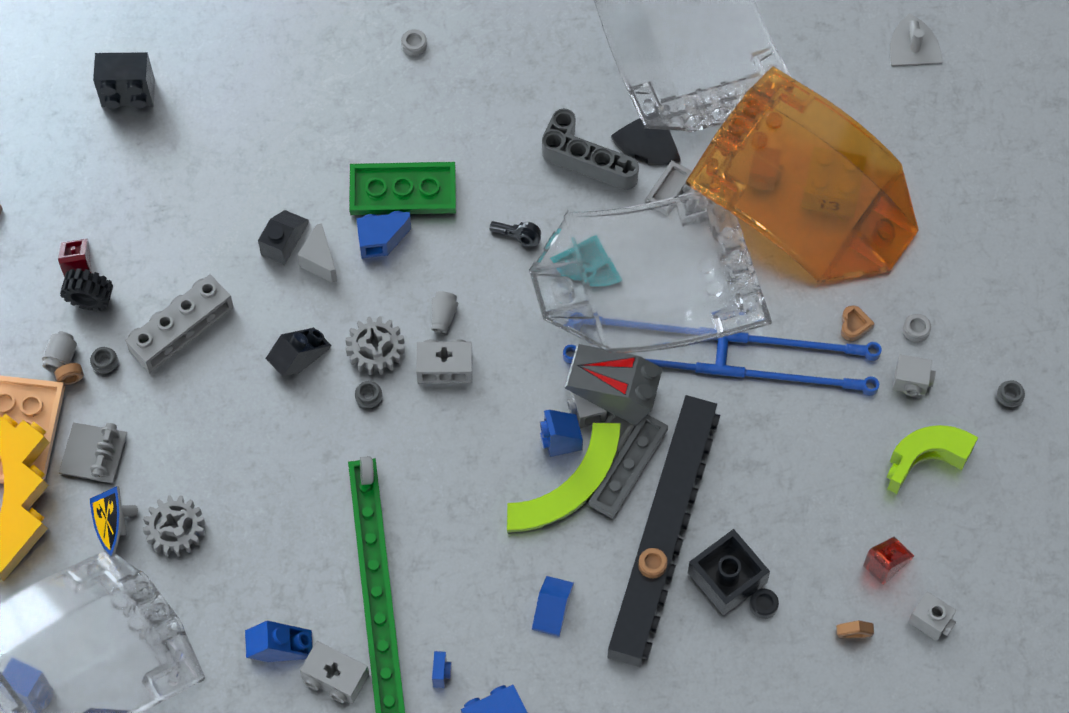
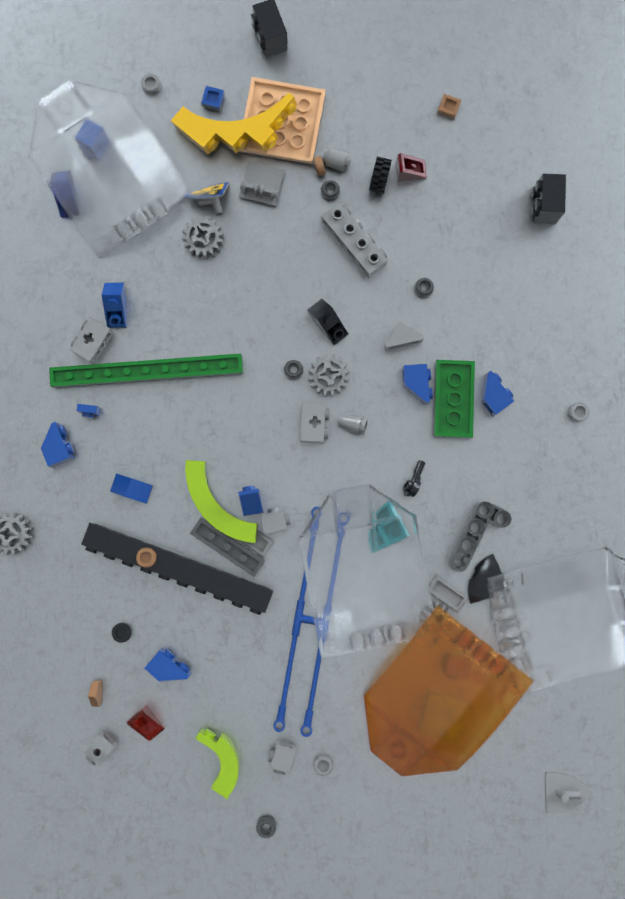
camera: 90 degrees right, 20 degrees up
(246, 226) = (424, 281): none -> dark grey plate
(281, 236) = (421, 312): black slope -> none
(366, 470) = (229, 364): light grey tile -> none
(395, 139) = (494, 395): none -> blue slope
(614, 381) = (280, 543): dark grey slope -> none
(728, 572) = (139, 609): black brick -> none
(807, 536) = (166, 667): none -> blue slope
(855, 323) = (329, 720): medium nougat tile -> none

